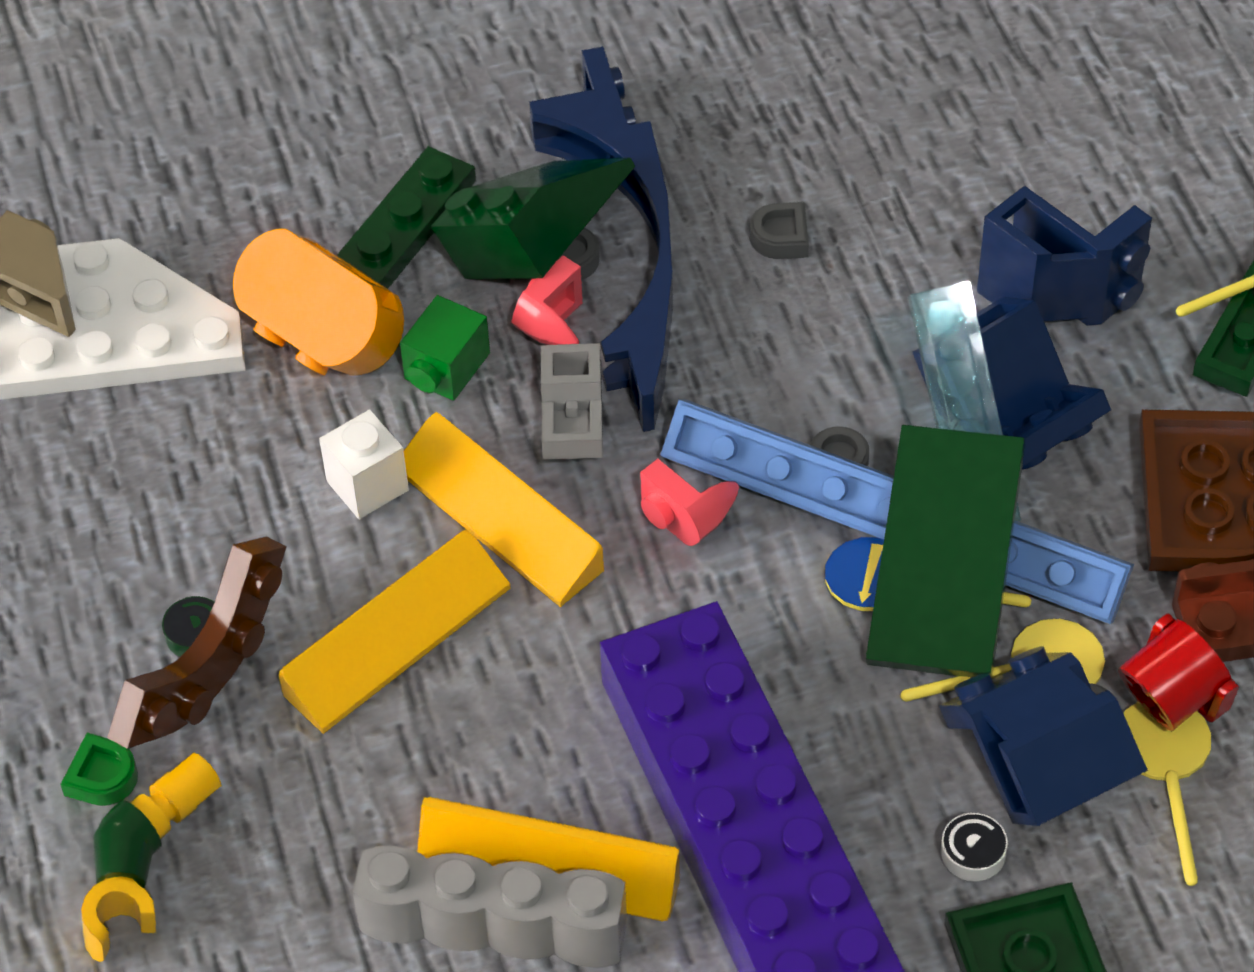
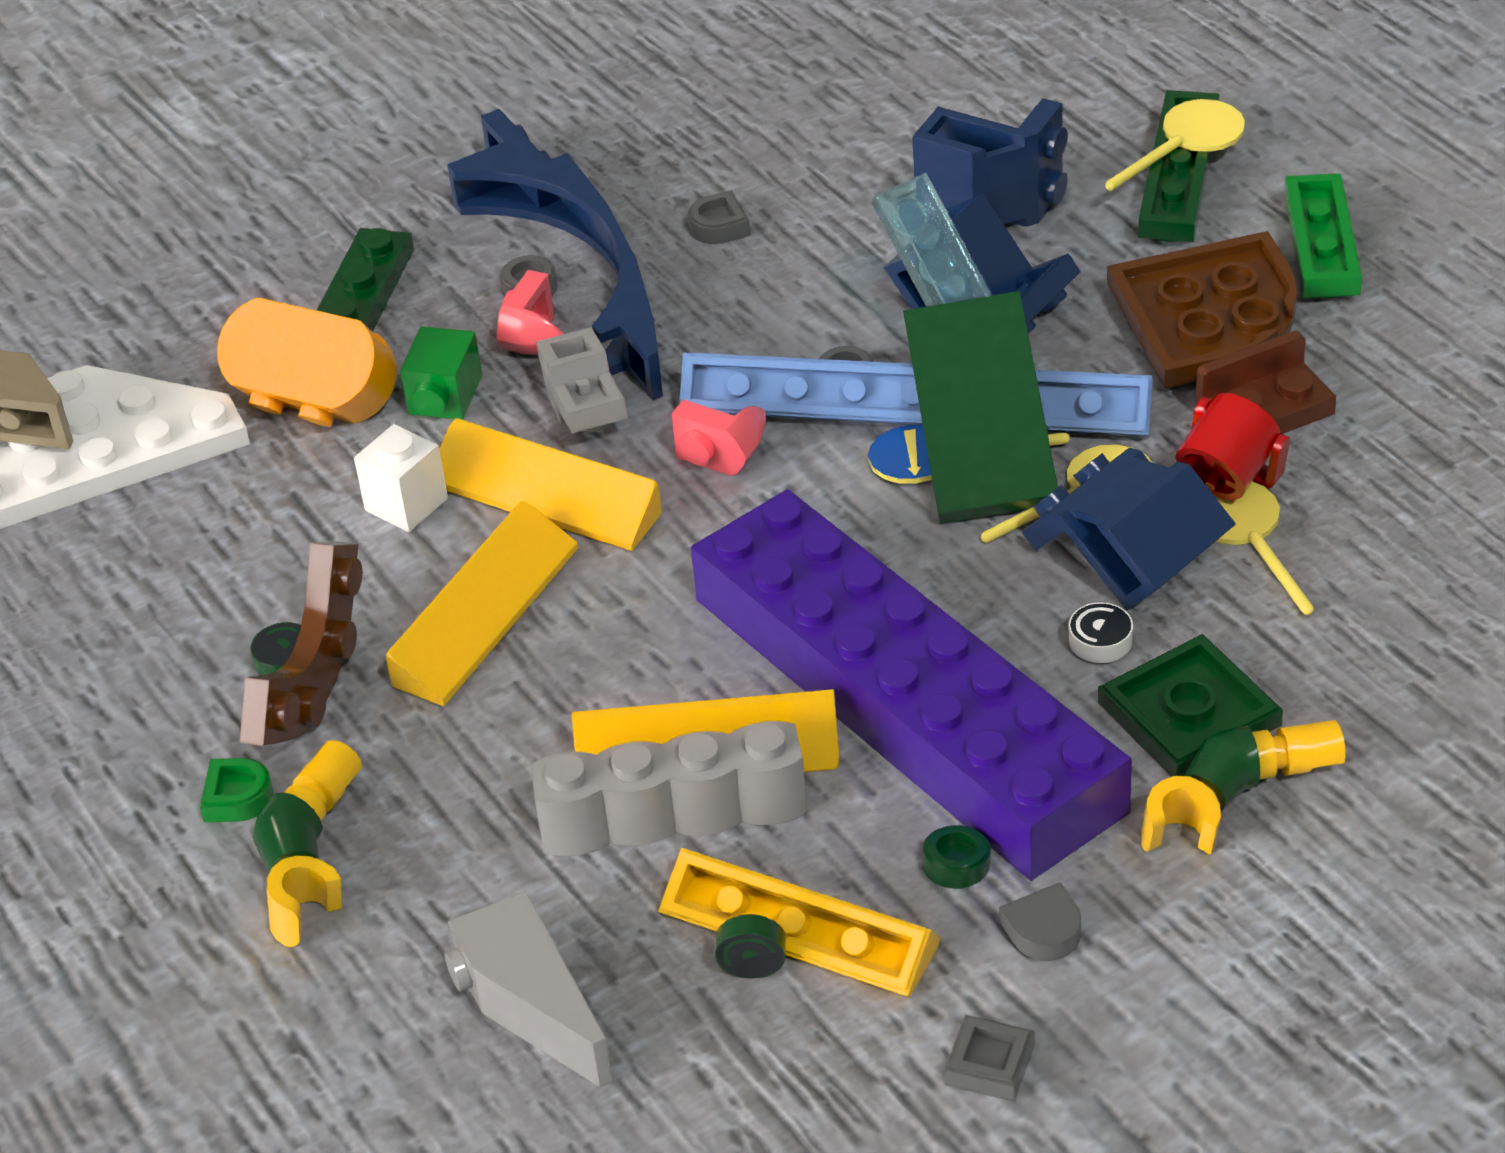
camera: 15 degrees left, 10 degrees down
(526, 218) = (477, 254): dark green slope -> none

